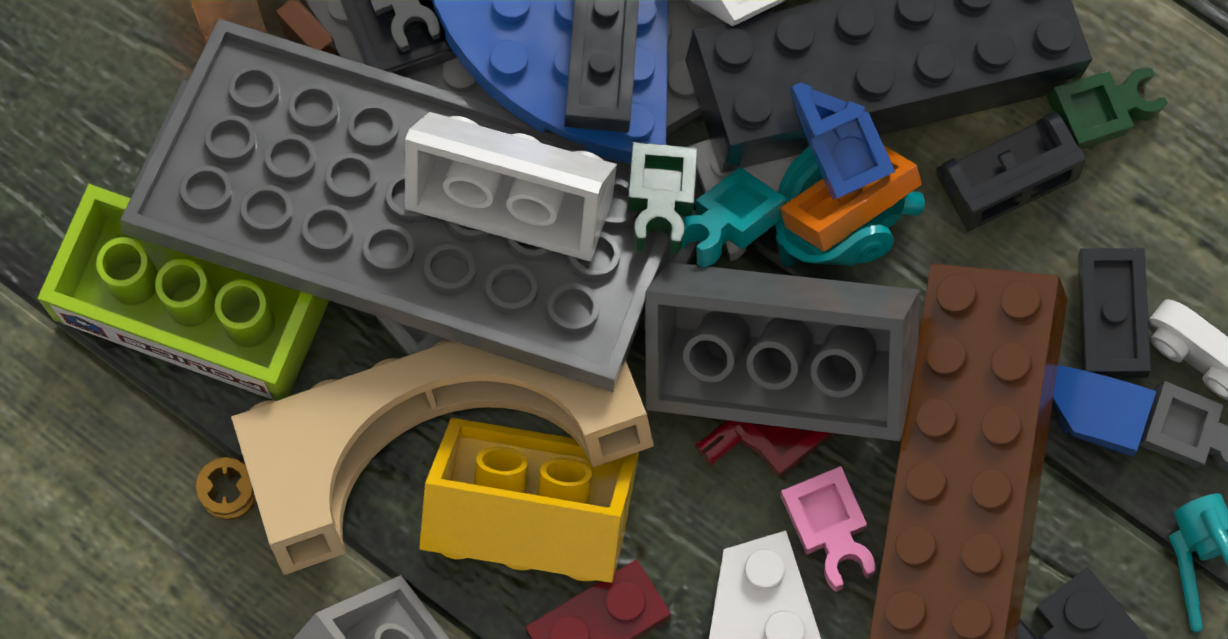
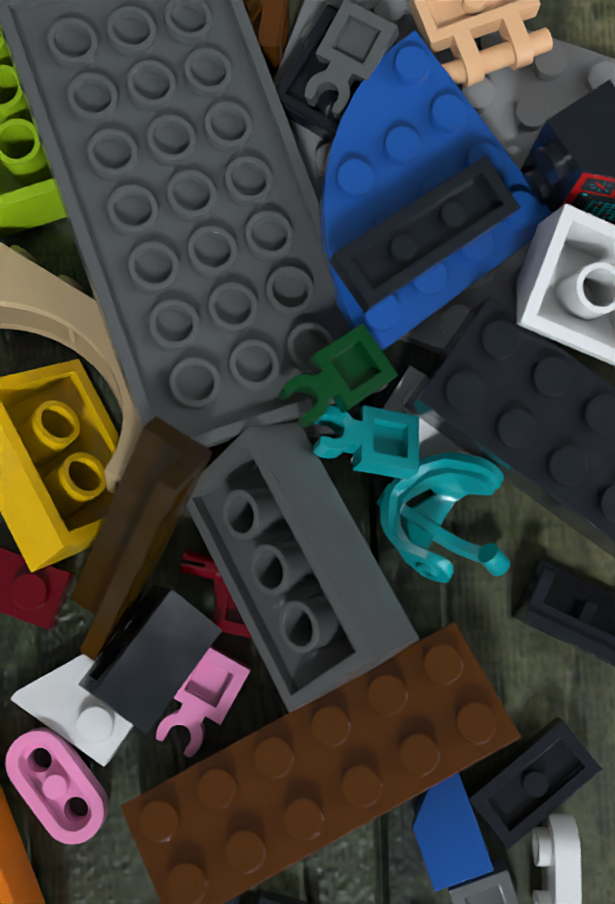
camera: 50 degrees right, 10 degrees up
(507, 184) = (247, 250): white slope -> none
(657, 451) = (137, 528): none -> dark brown fence
(764, 532) = (150, 657): none -> black hinge
(830, 221) = (460, 518): orange plate -> none
(841, 140) = (492, 482): blue slope -> none

